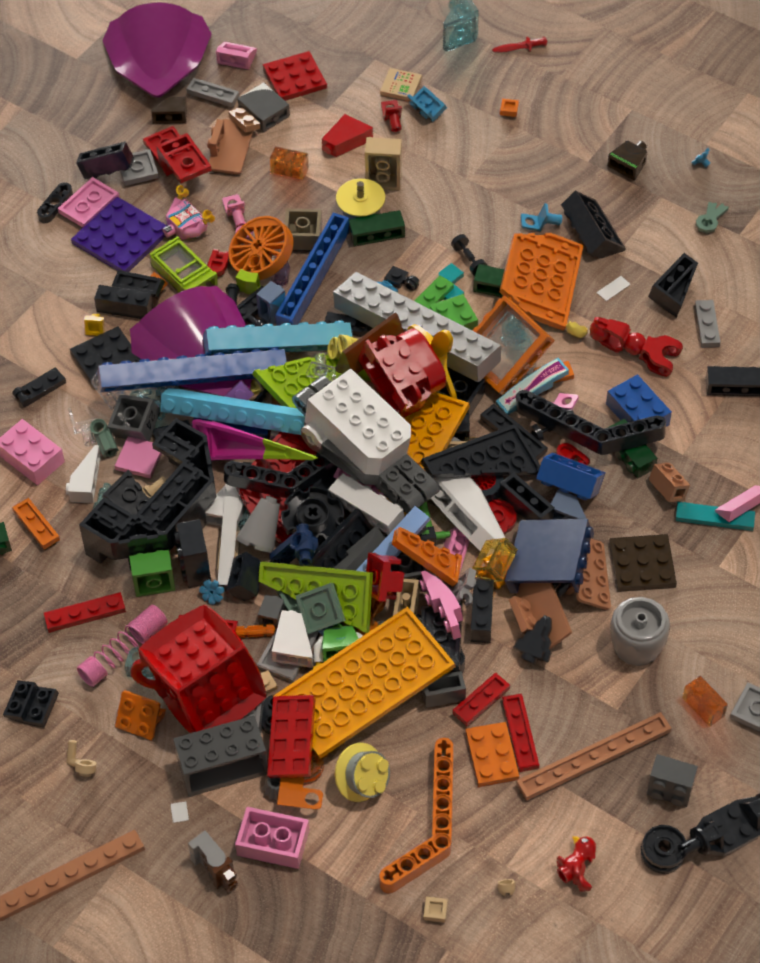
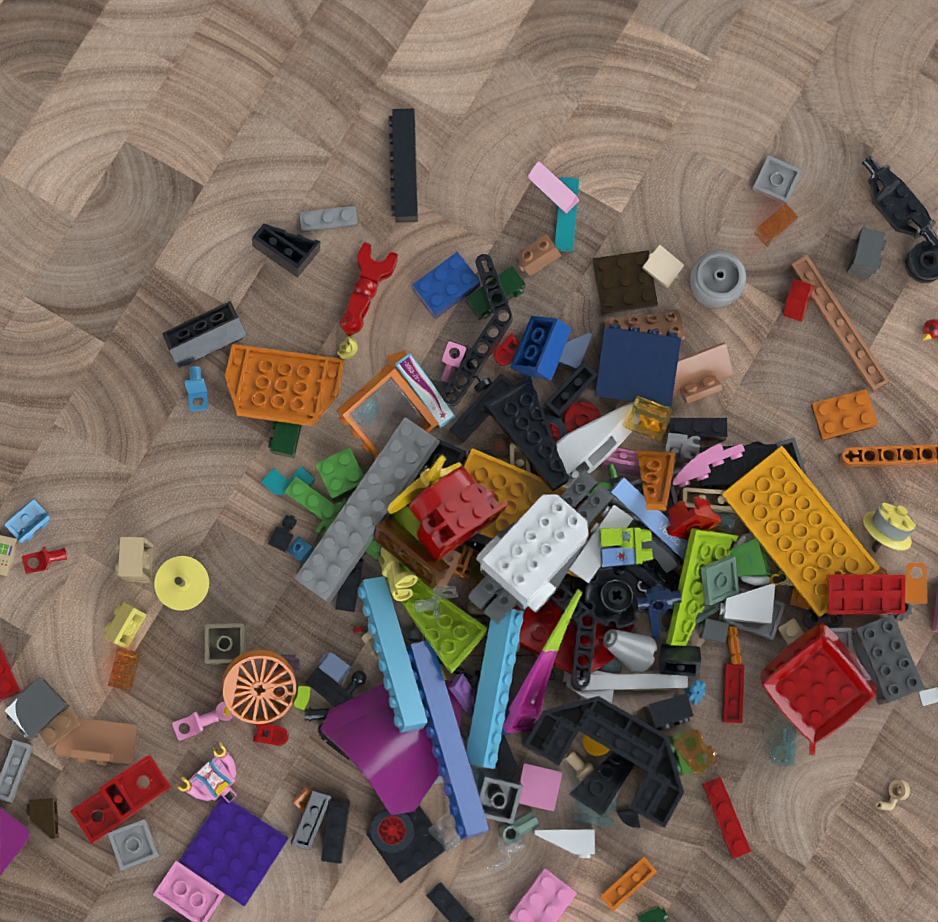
camera: 95 degrees left, 25 degrees up
(30, 703) = (834, 855): black slope -> none
(94, 325) = (368, 860): yellow tile -> none
(105, 160) = (135, 881): black brick -> none
(115, 338) = (392, 832): none -> black wheel
(138, 715) = (840, 747): orange bracket -> none
(142, 628) = (746, 755): bright pink piece -> none
(147, 557) = (690, 754): none -> clear orange brick
(181, 266) = (283, 772): lime door -> none
(313, 270) = (286, 627): blue brick -> none
(326, 159) = (124, 625): none -> light yellow slope
(345, 136) = (80, 609): red slope -> none
(360, 511) = (630, 546): none -> lime hips
(377, 228) = (216, 564): dark green brick -> none
(459, 243) = (250, 463): black wheel -> none
(481, 699) = (790, 426): red plate -> none
(509, 107) = (30, 429): orange plate -> none
(520, 732) = (819, 390): red tile -> none
(536, 642) = (731, 376): black rock -> none
(613, 288) = (283, 313): white sticker -> none
(622, 712) = (798, 300): none -> red slope
(628, 159) = (106, 296): dark brown torso -> none
(660, 590) = (663, 266): none -> tan piece
(702, 158) = (101, 221): dark azure plant -> none
(708, 222) = (192, 217): sand green piece -> none

